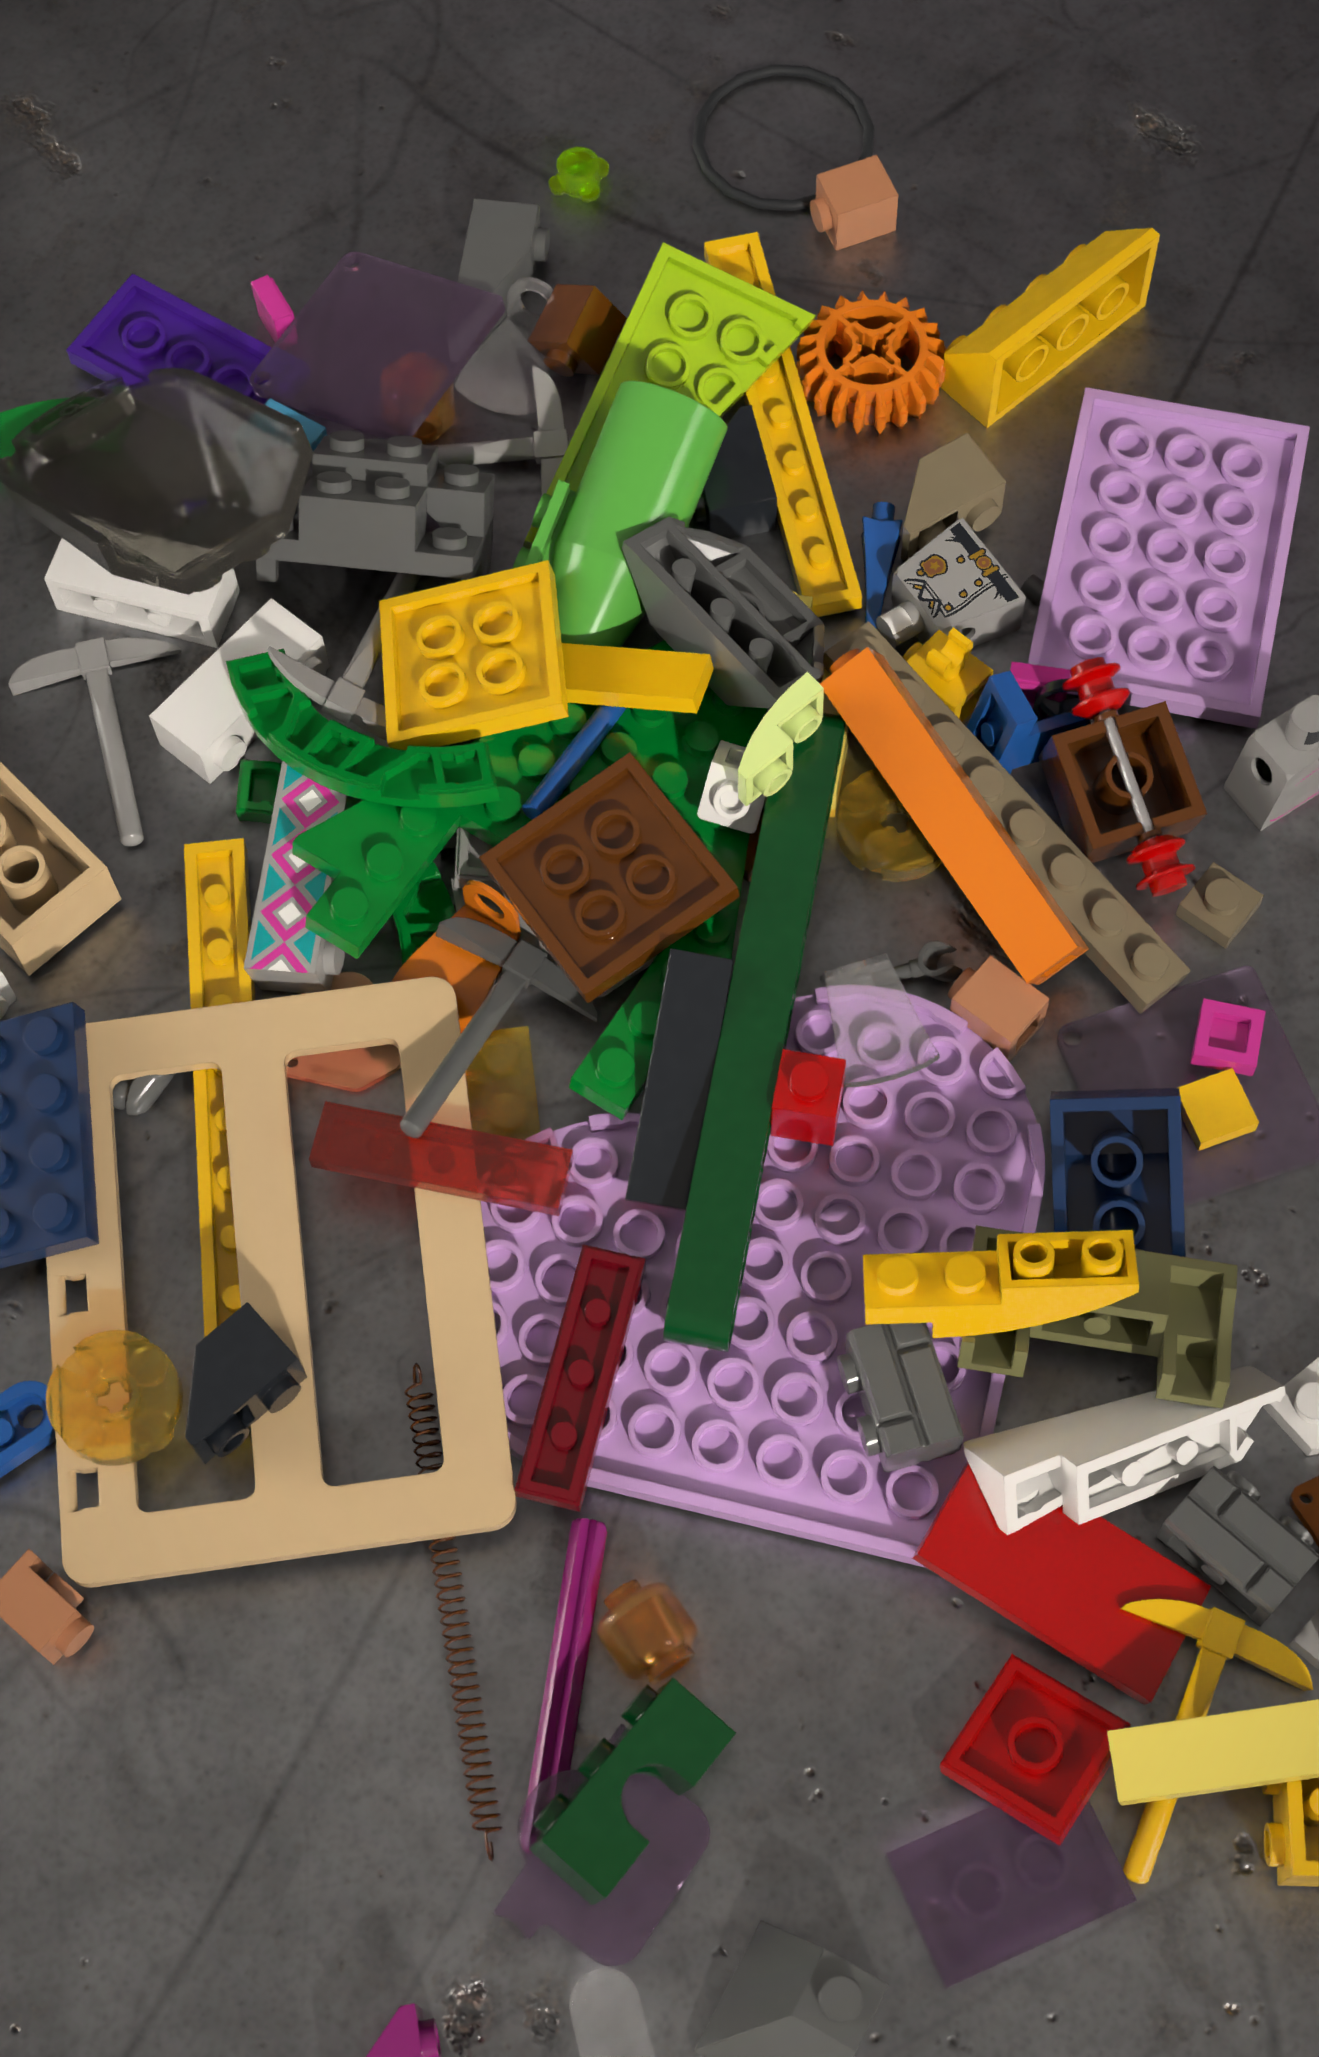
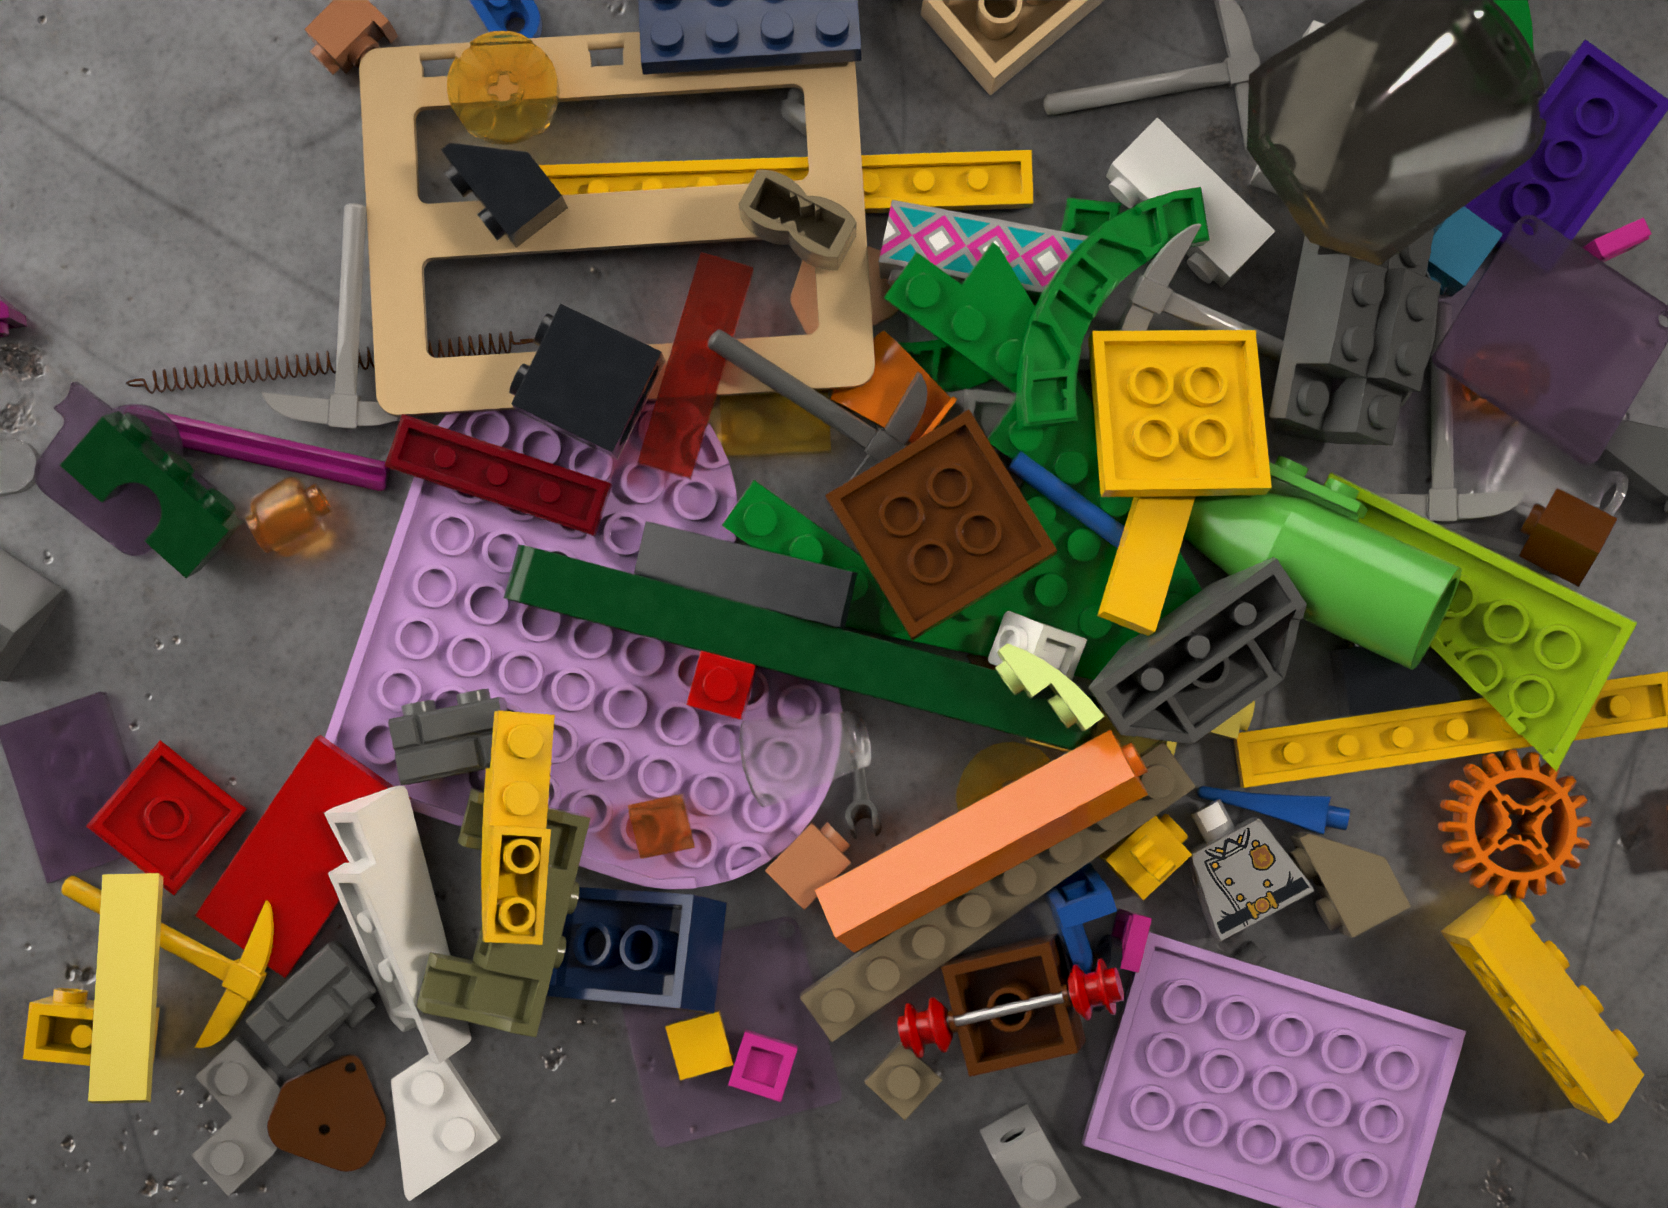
camera: 90 degrees right, 20 degrees up
(279, 1038) = (784, 215): none -> dark tan brick
(466, 1266) = (586, 380): none -> black piece
(508, 1573) = (344, 406): none -> light grey piece
(972, 1158) = (661, 826): none -> clear orange slope

